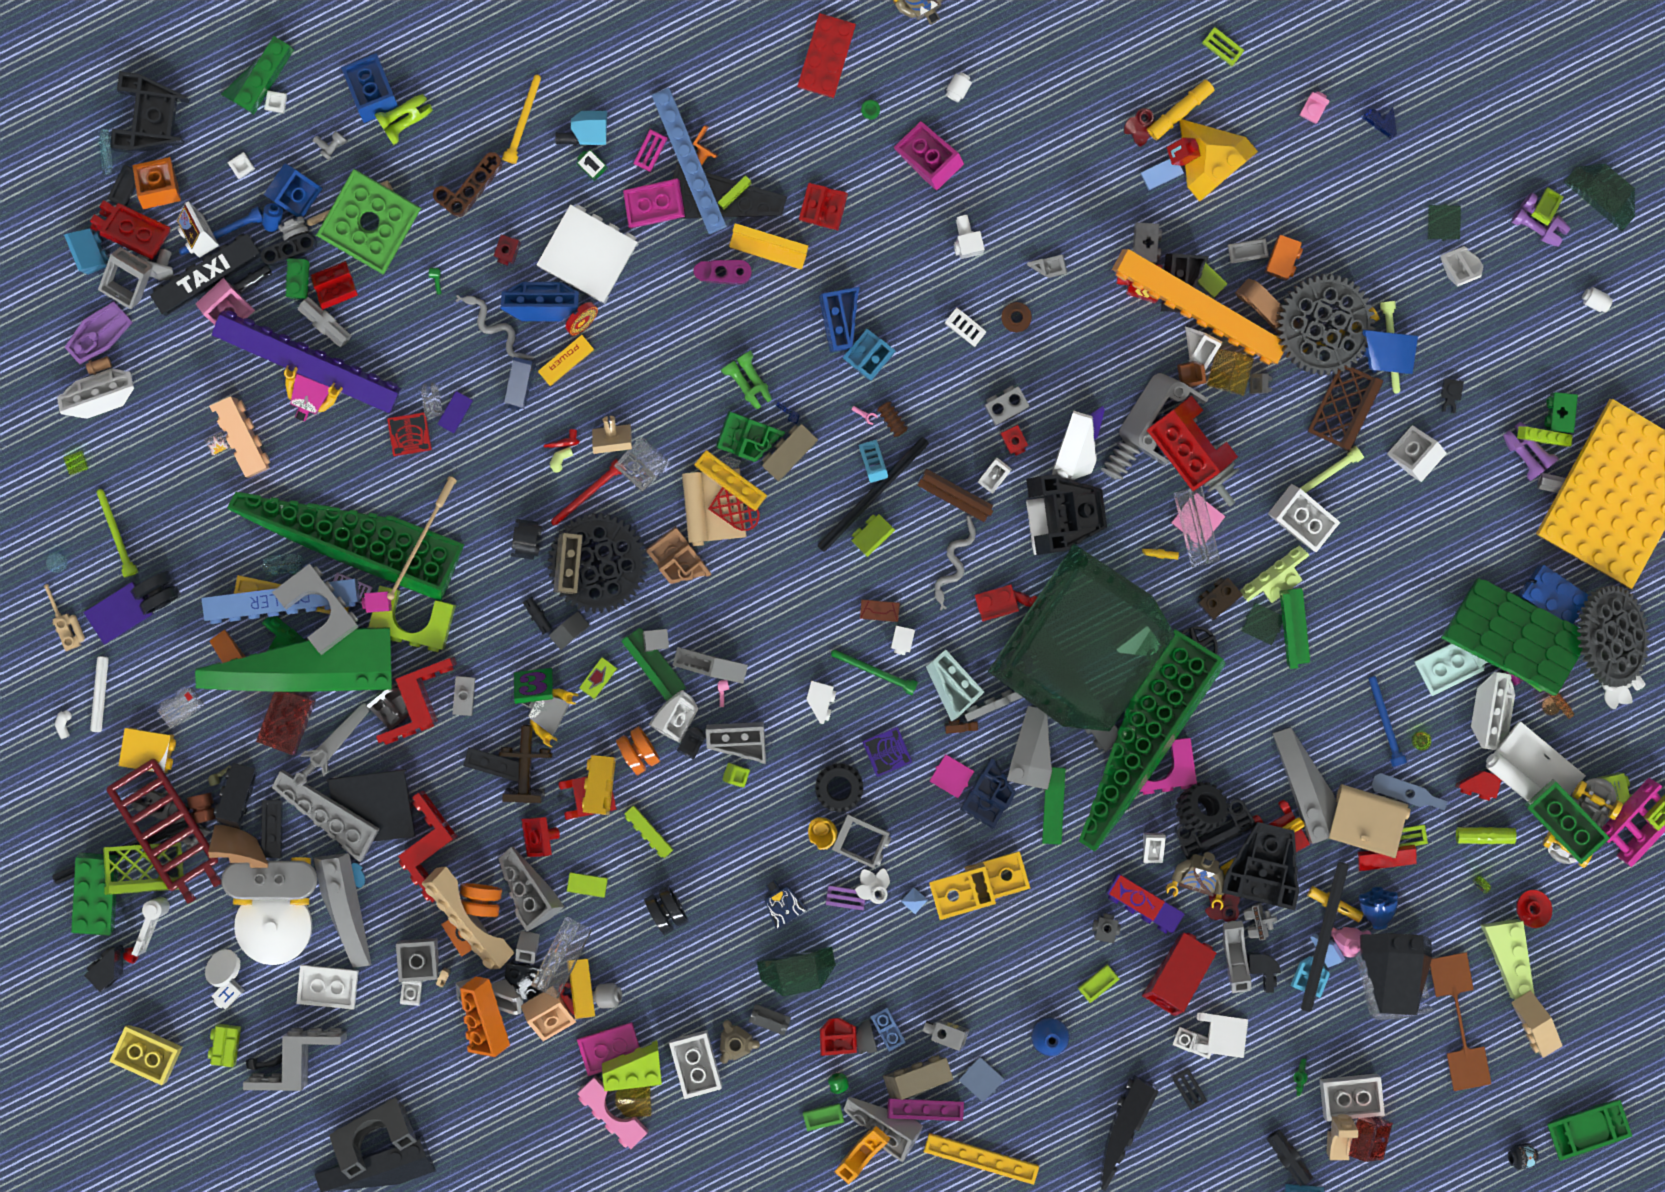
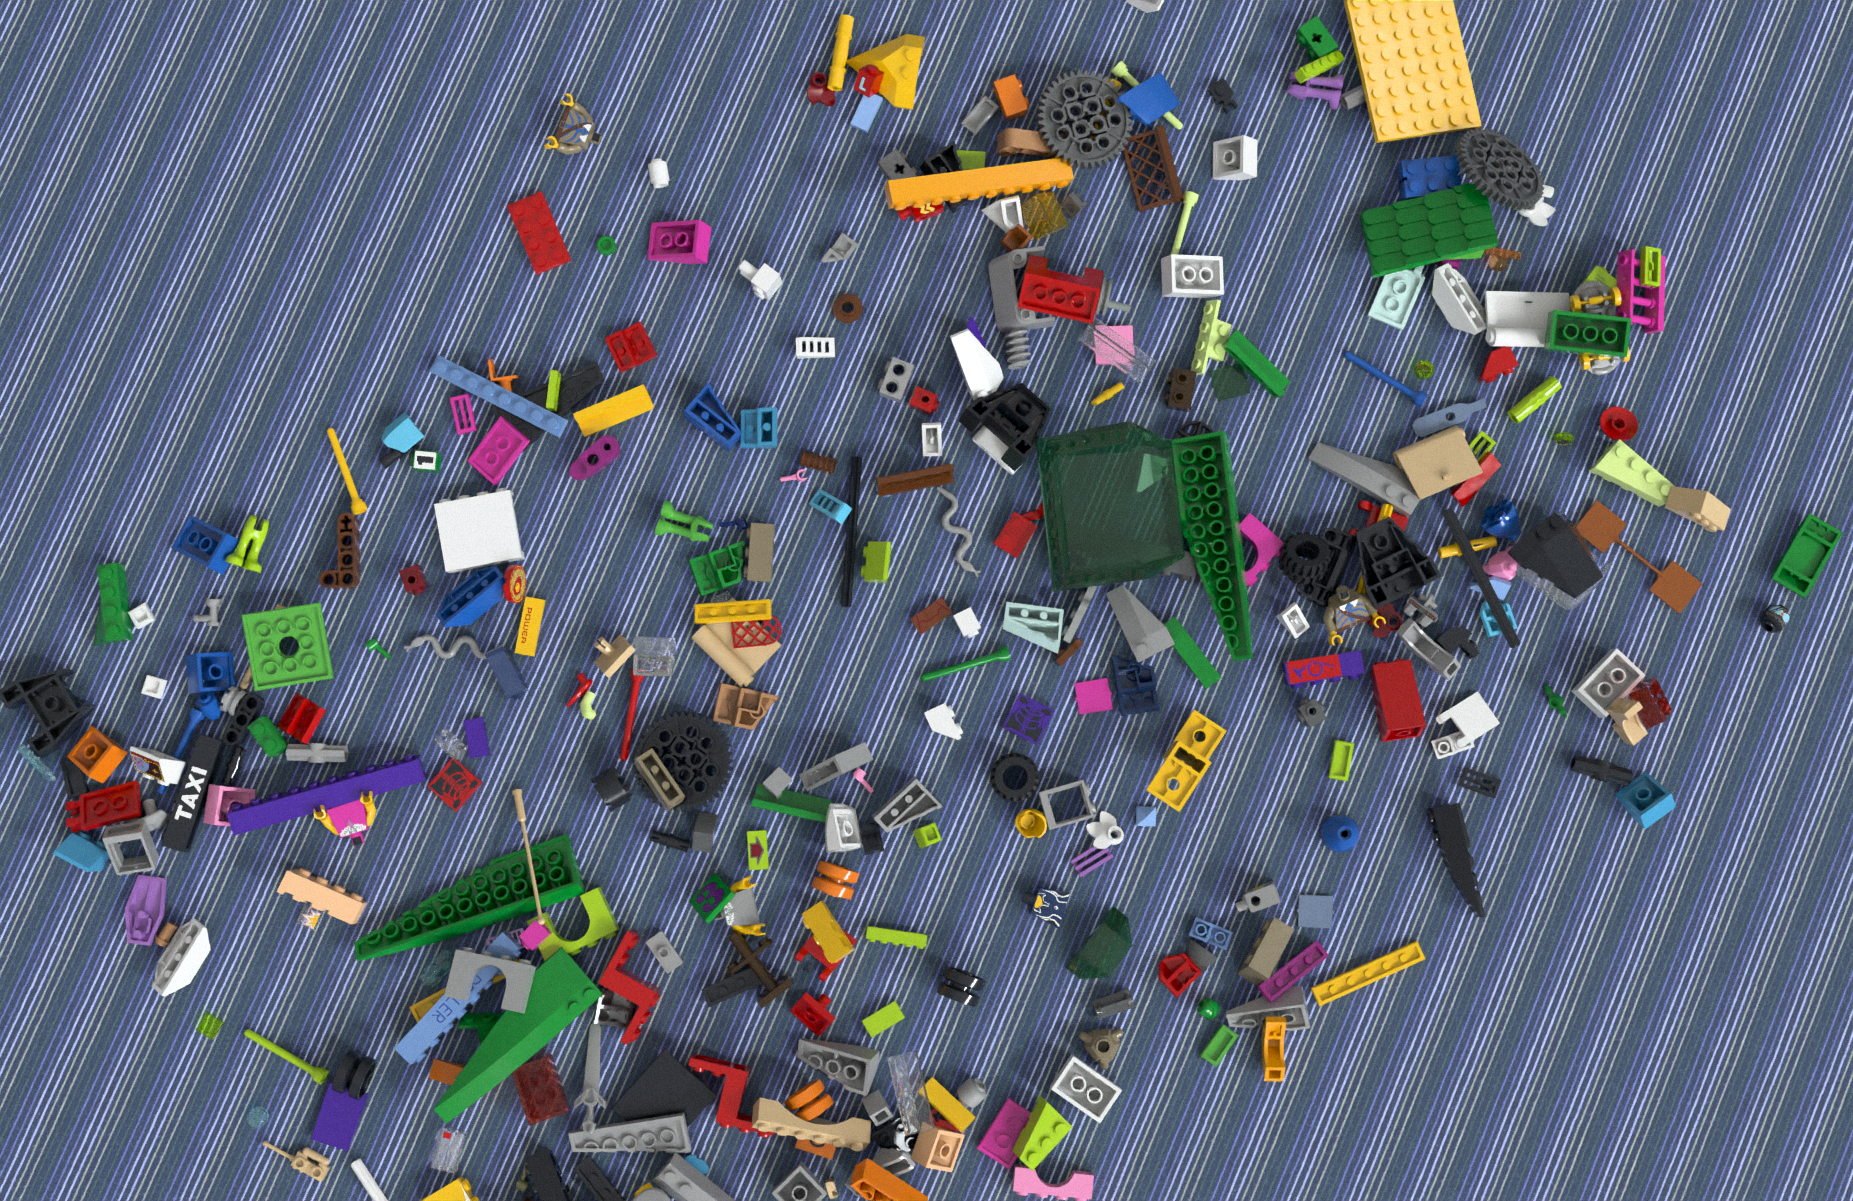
camera: 45 degrees left, 5 degrees down
(634, 1101) = (1062, 1158): clear yellow slope -> none

